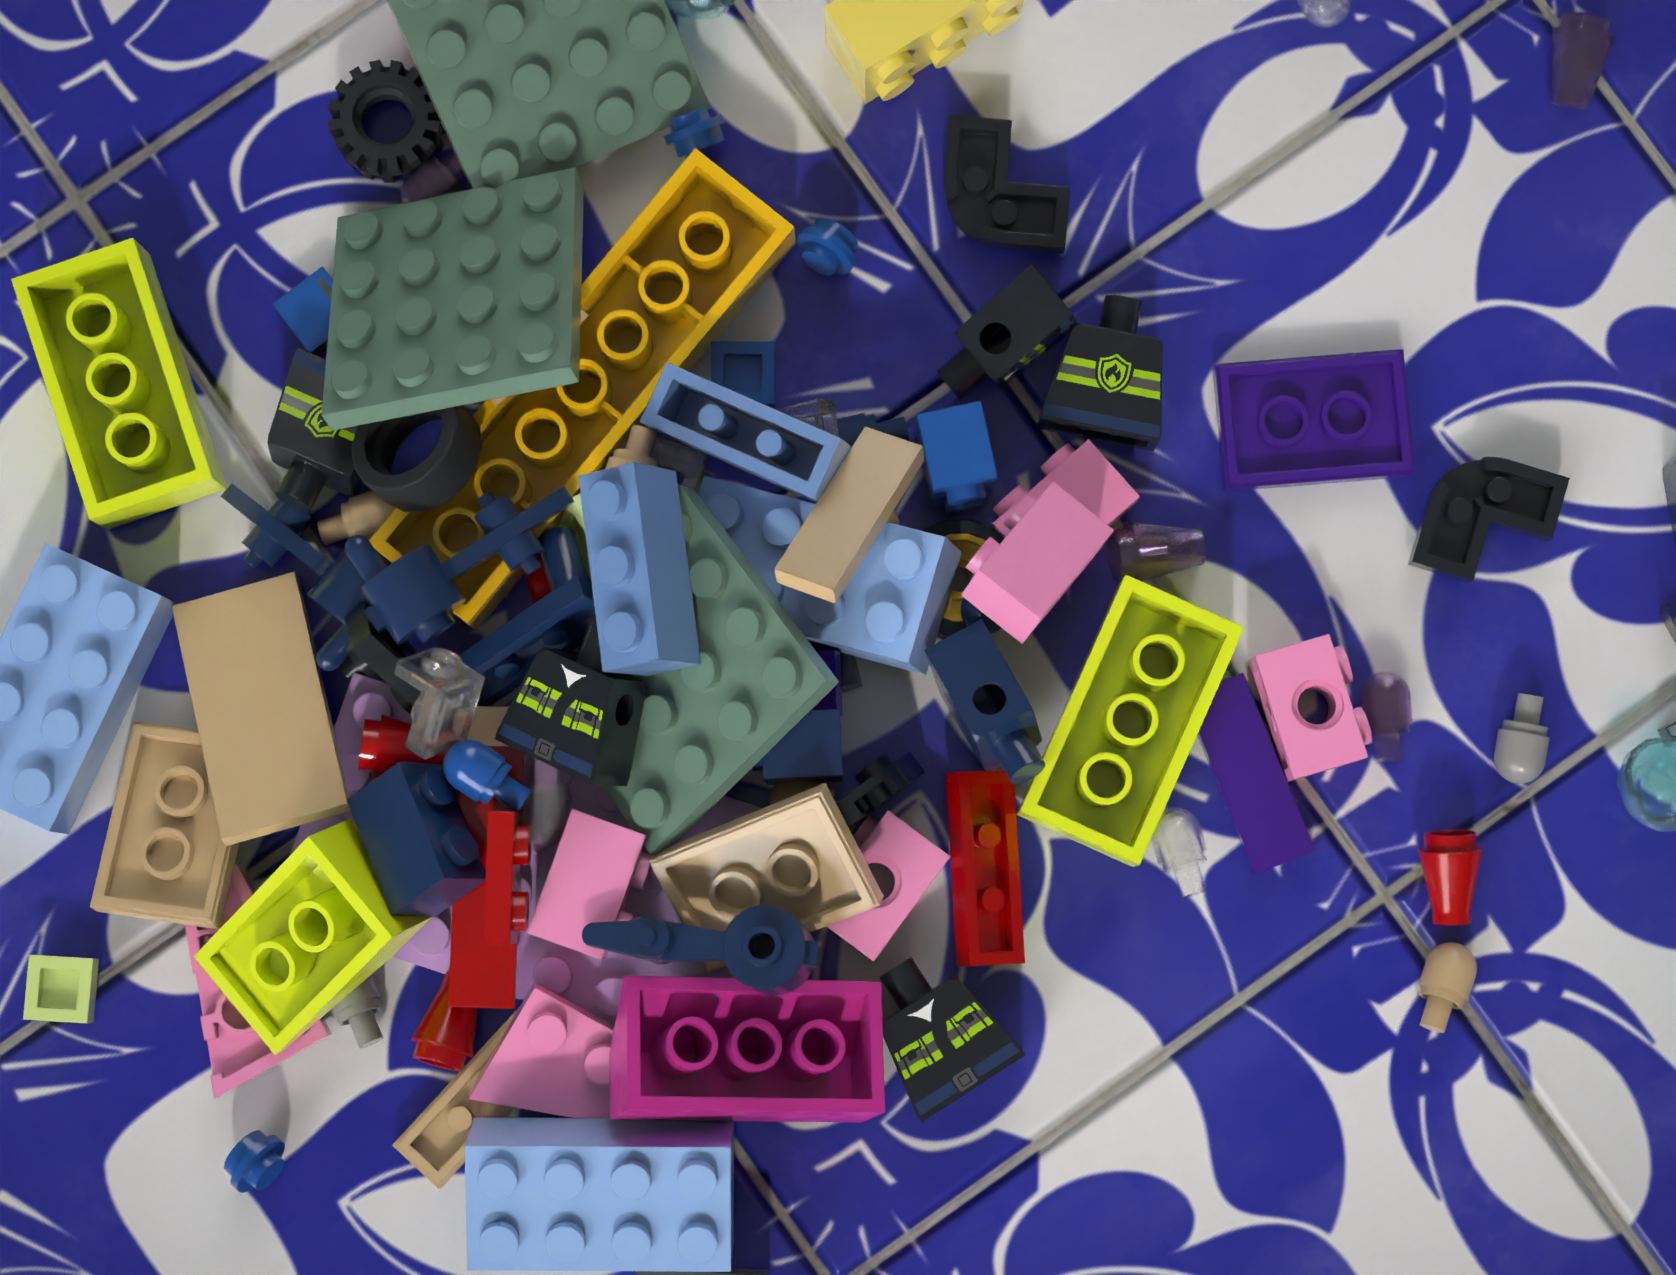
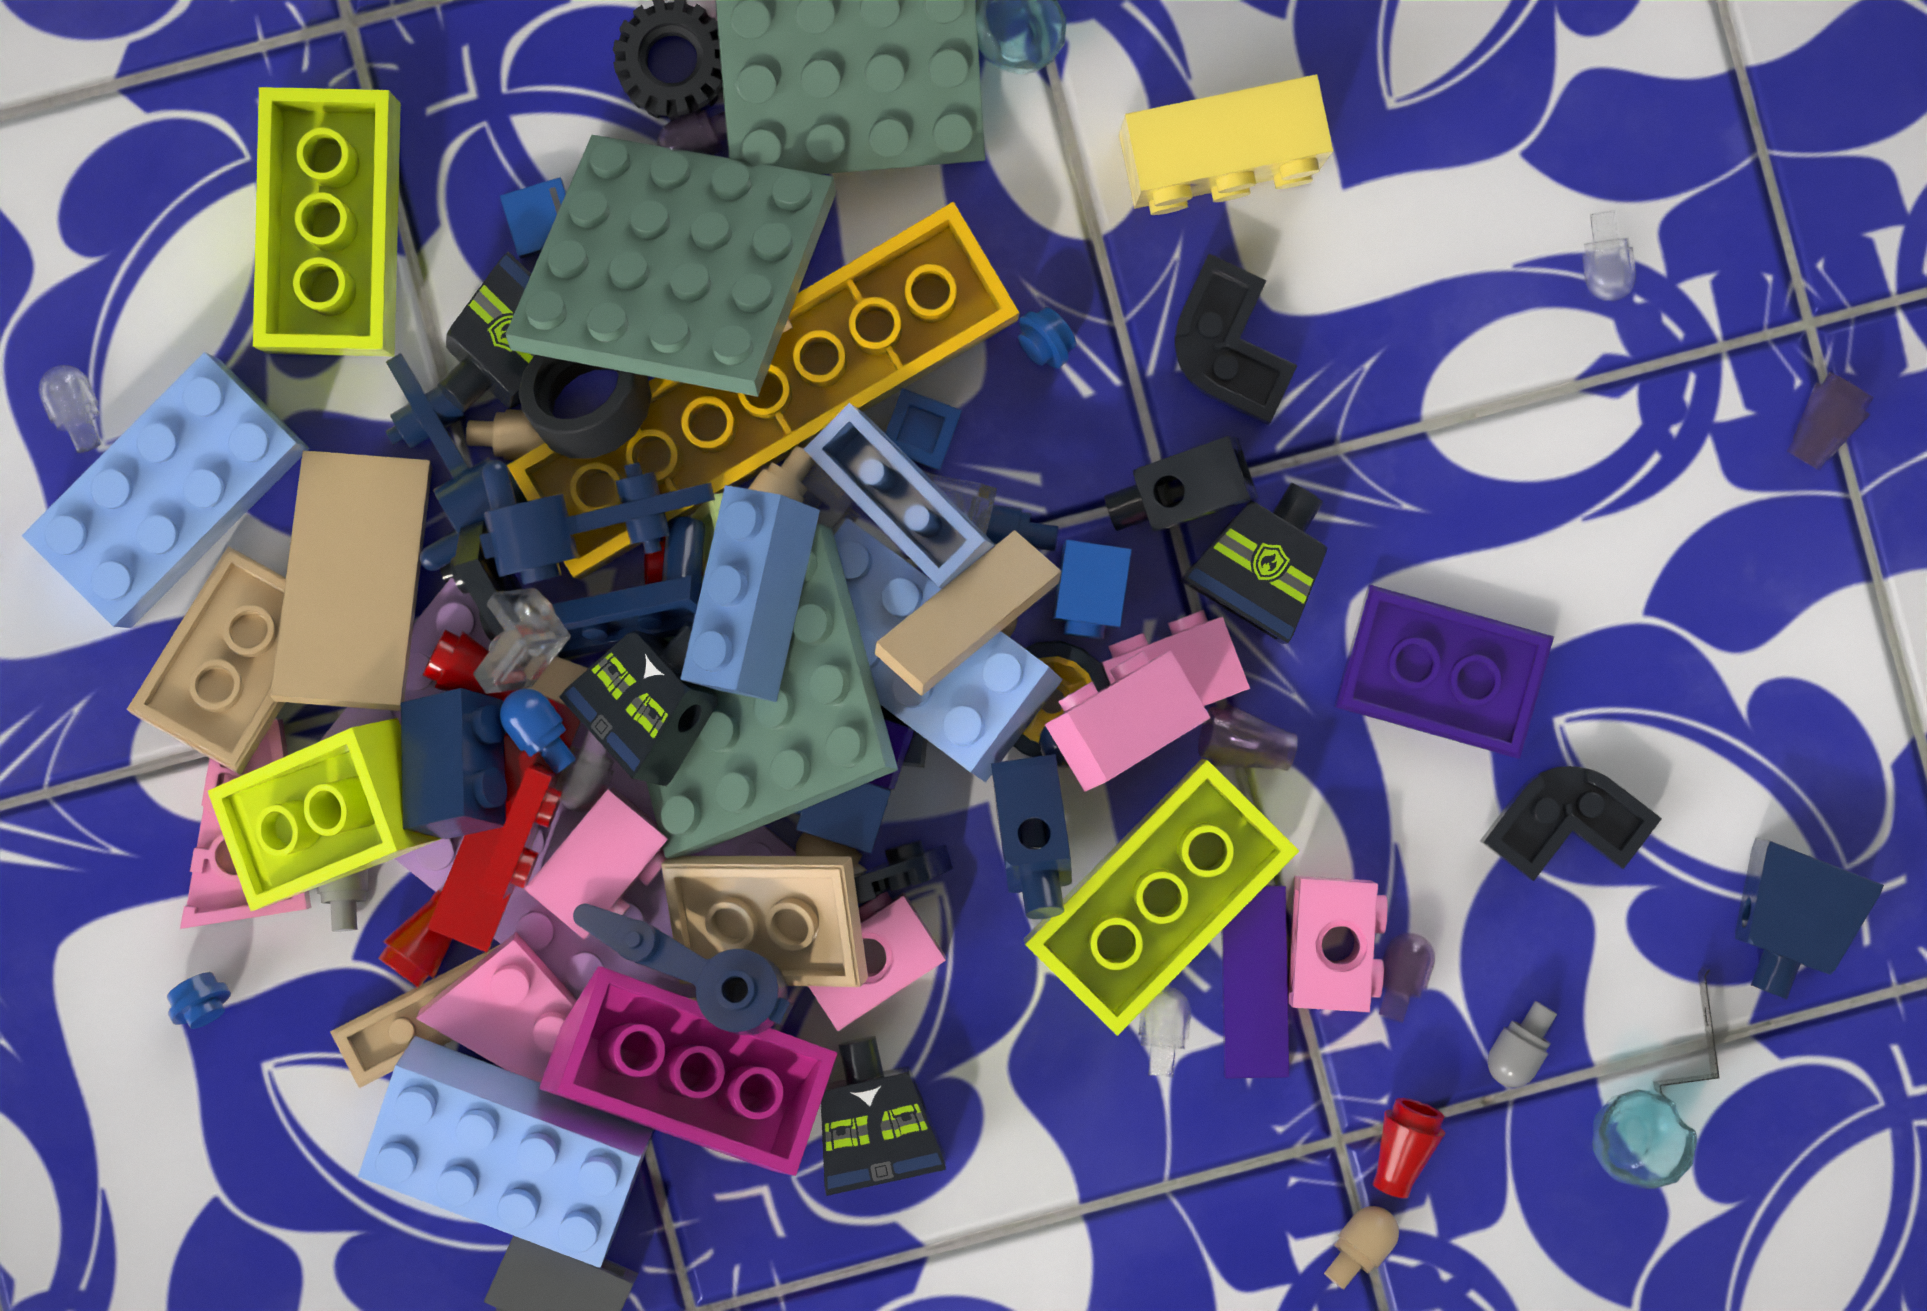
camera: 20 degrees right, 5 degrees up
(61, 989) = (73, 773): yellowish green plate -> none
(695, 131) = (961, 179): blue plate -> none
(985, 868) = (973, 982): red plate -> none

